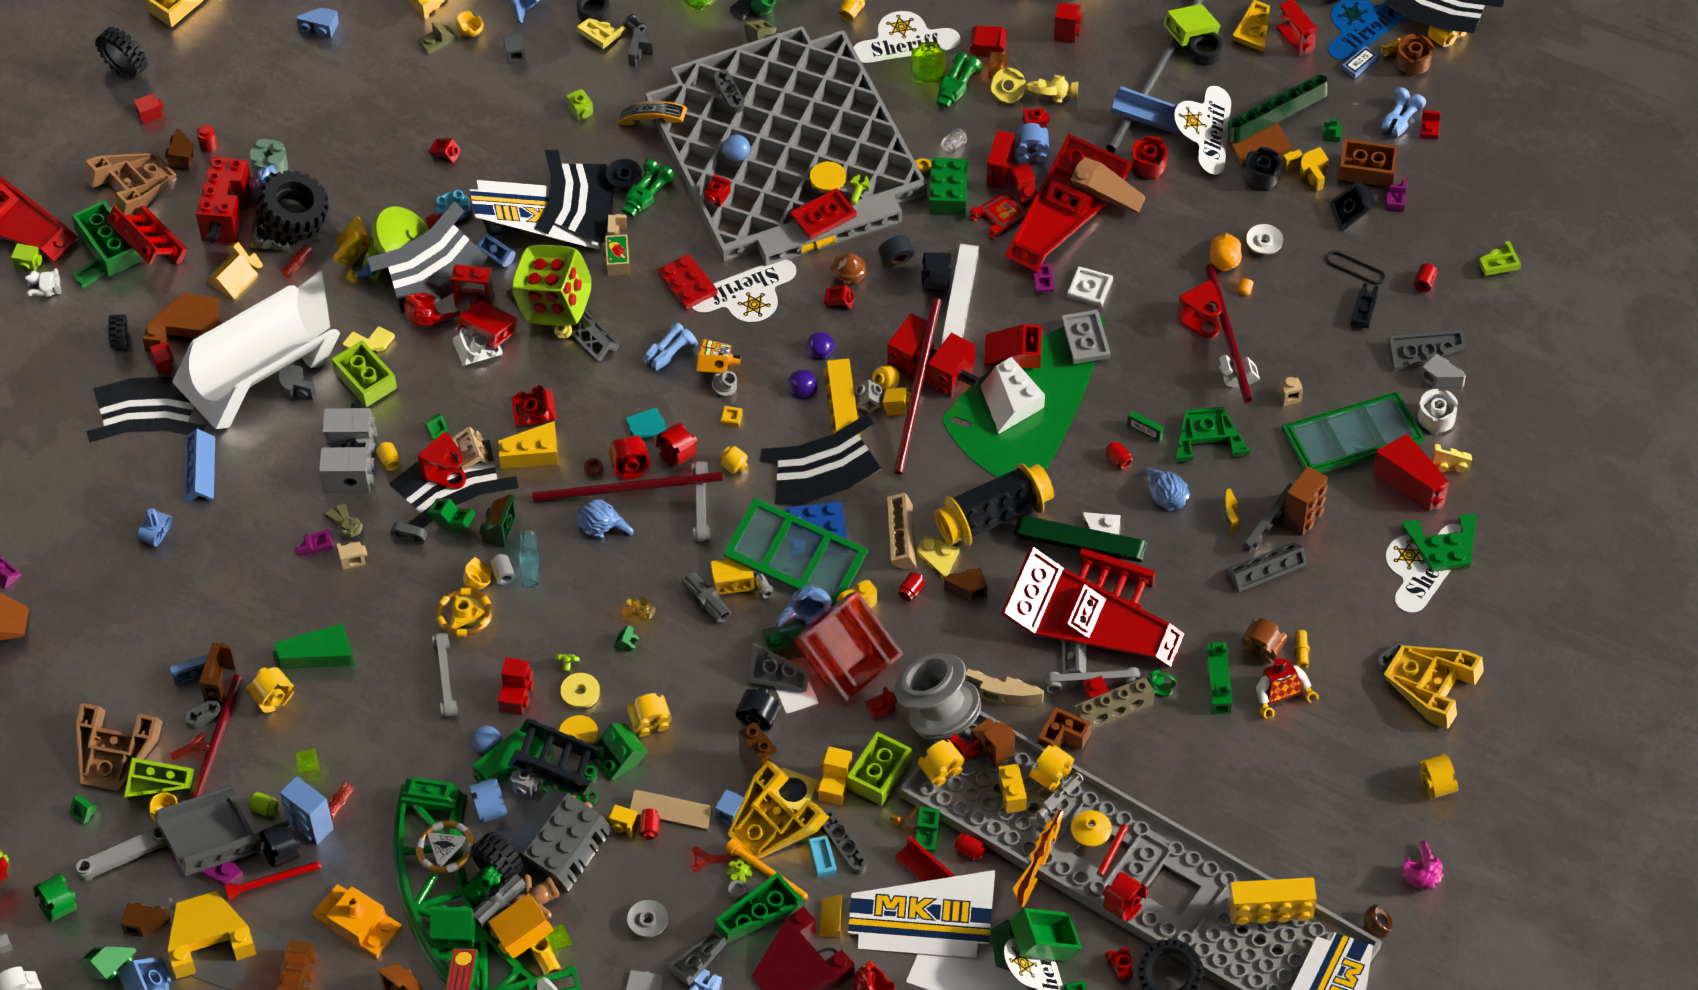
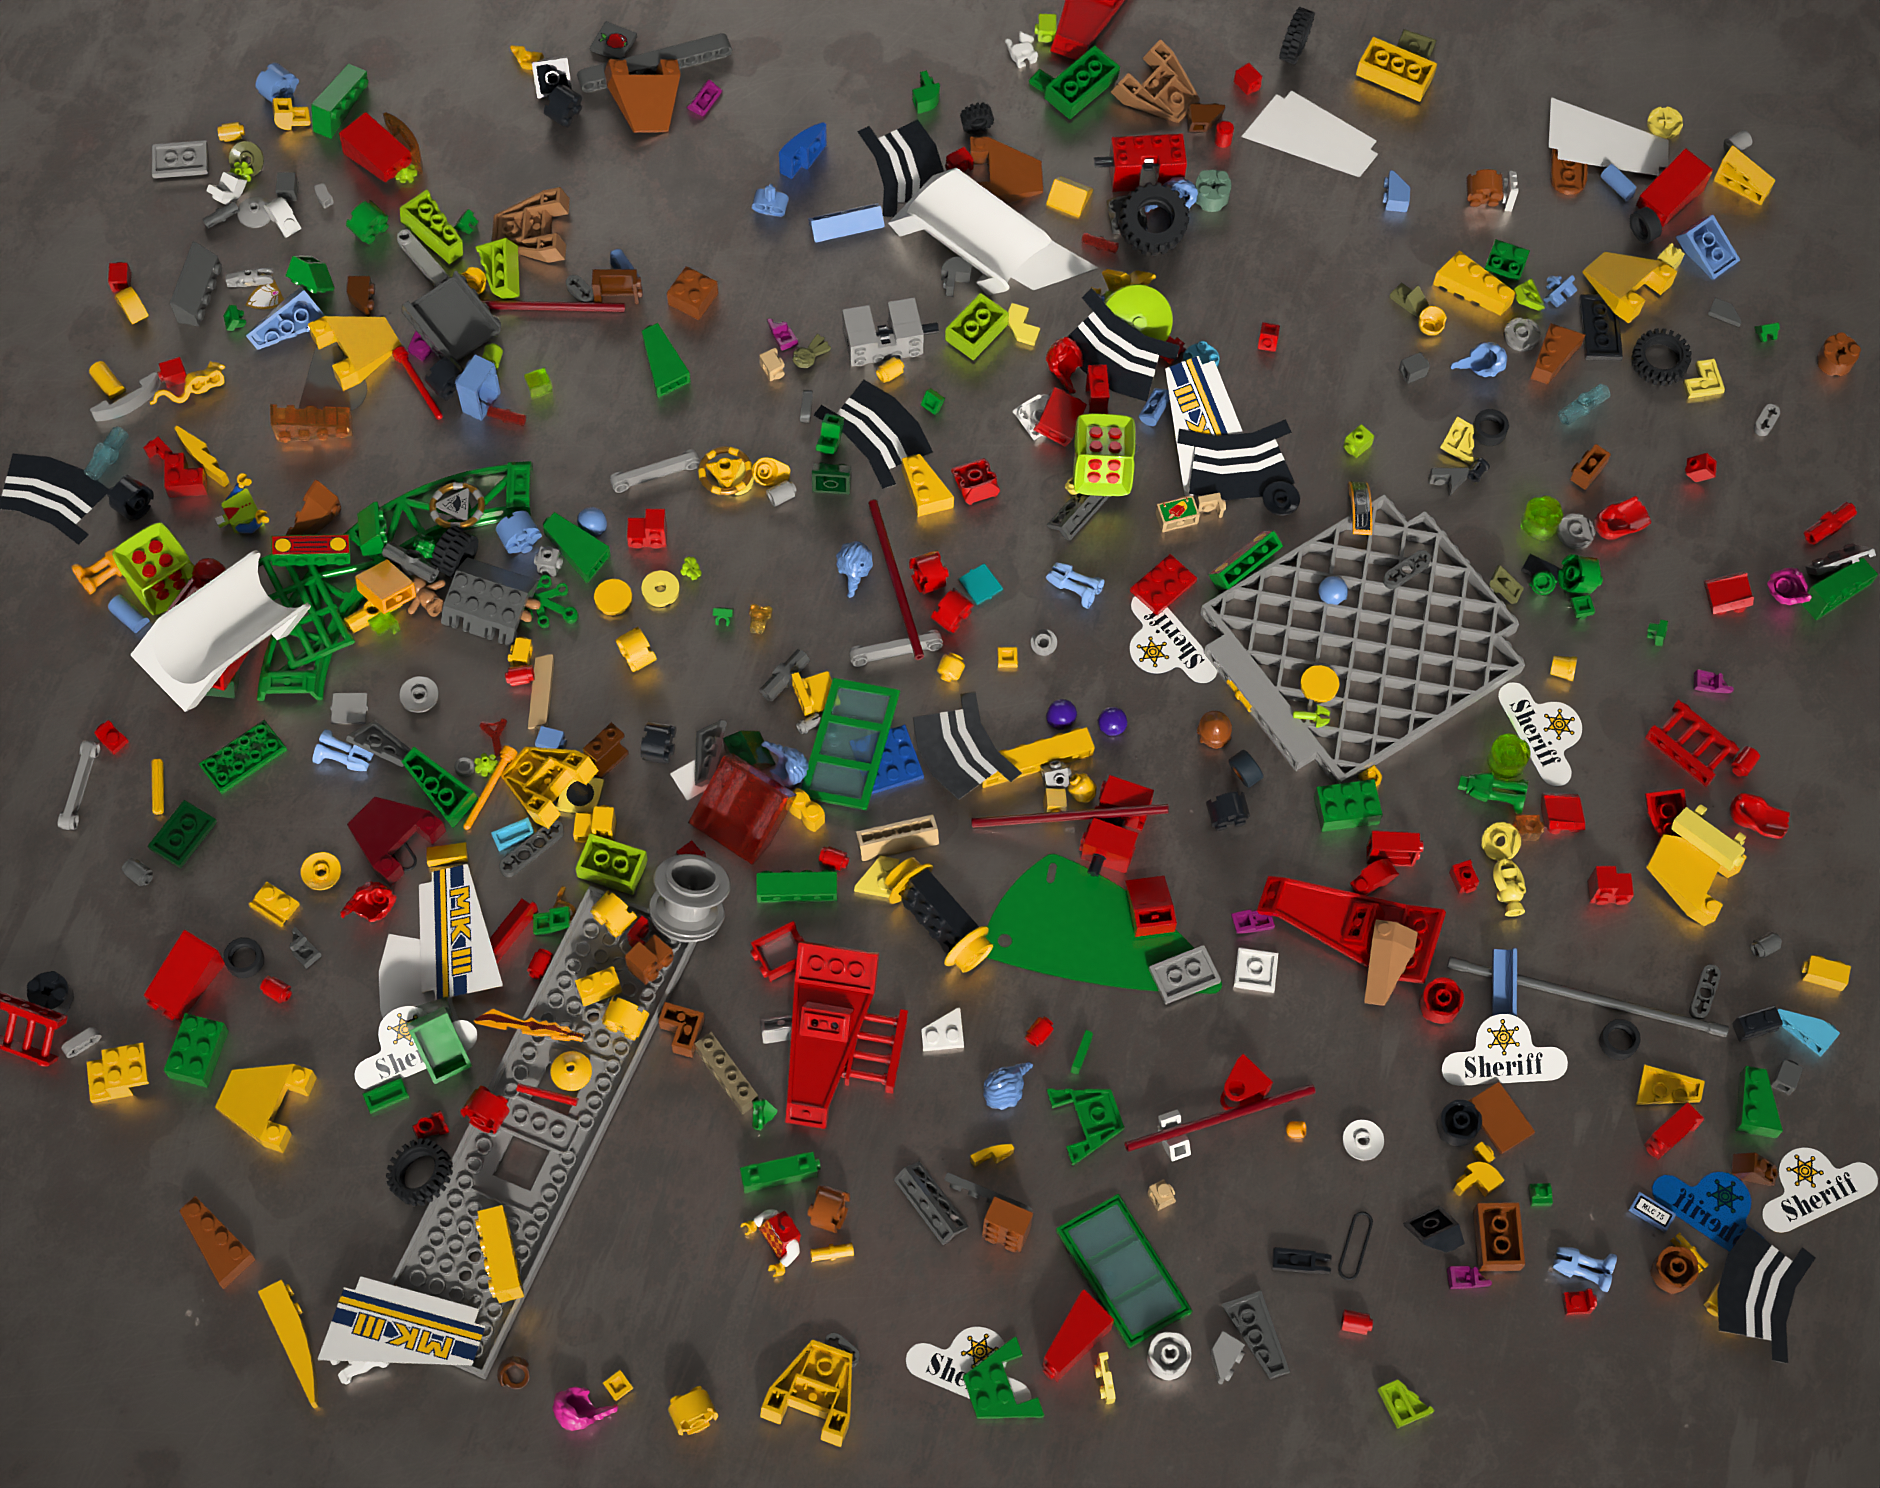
camera: 75 degrees right, 10 degrees up
(69, 369) = (927, 95): none -> green brick
(83, 837) = (431, 226): none -> lime wedge
(107, 485) = (802, 150): none -> blue slope
(153, 228) = (1106, 117): red fence -> none
(194, 745) = (544, 289): clear red piece -> none
(226, 75) = (1312, 134): none -> white sticker
(236, 249) = (1092, 203): yellow slope -> none
(243, 610) = (692, 293): none -> dark orange brick
(270, 689) = (608, 332): yellow brick -> none
(357, 919) = (385, 459): light orange brick -> none
(439, 463) = (889, 412): red hose -> none
(471, 447) = (914, 436): tan bracket -> none
(529, 559) = (798, 513): clear light blue piece -> none
(546, 771) = (552, 583): black fence -> none
(593, 467) = (918, 546): copper tile -> none
(619, 750) = (597, 633): green slope -> none
(640, 198) = (1254, 520): green piece -> none
(683, 210) = (1245, 560): none -> green brick
(716, 357) = (1068, 624): light orange torso -> none
(717, 190) = (1270, 582): red brick -> none
(823, 214) = (1268, 687): red plate -> none
(839, 295) = (1177, 727): red bracket -> none
(935, 619) = (796, 886): none -> green brick
(953, 141) = (1412, 801): clear brick -> none
(961, 290) = (1207, 842): white beam -> none
(966, 585) = (845, 911): reddish brown slope -> none
(1000, 645) = (777, 951): none -> window
(1002, 212) = (1332, 866): red flag -> none
(1011, 395) = (1090, 912): white wedge -> none
(1011, 692) = (726, 970): tan slope -> none
(1031, 143) = (1423, 875): medium blue brick -> none
(1056, 682) = (764, 1084): light grey piece -> none
(1060, 794) = (602, 1034): light grey piece -> none
(1078, 537) = (920, 1008): dark green beam -> none
(1094, 687) = (739, 1052): red brick -> none
(1190, 22) = (1644, 1016): lime panel -> none
(1225, 251) = (1336, 1100): light orange hair -> none
(1277, 108) = (1559, 1130): dark green beam -> none
(1403, 838) = (617, 1385): none -> yellow plate

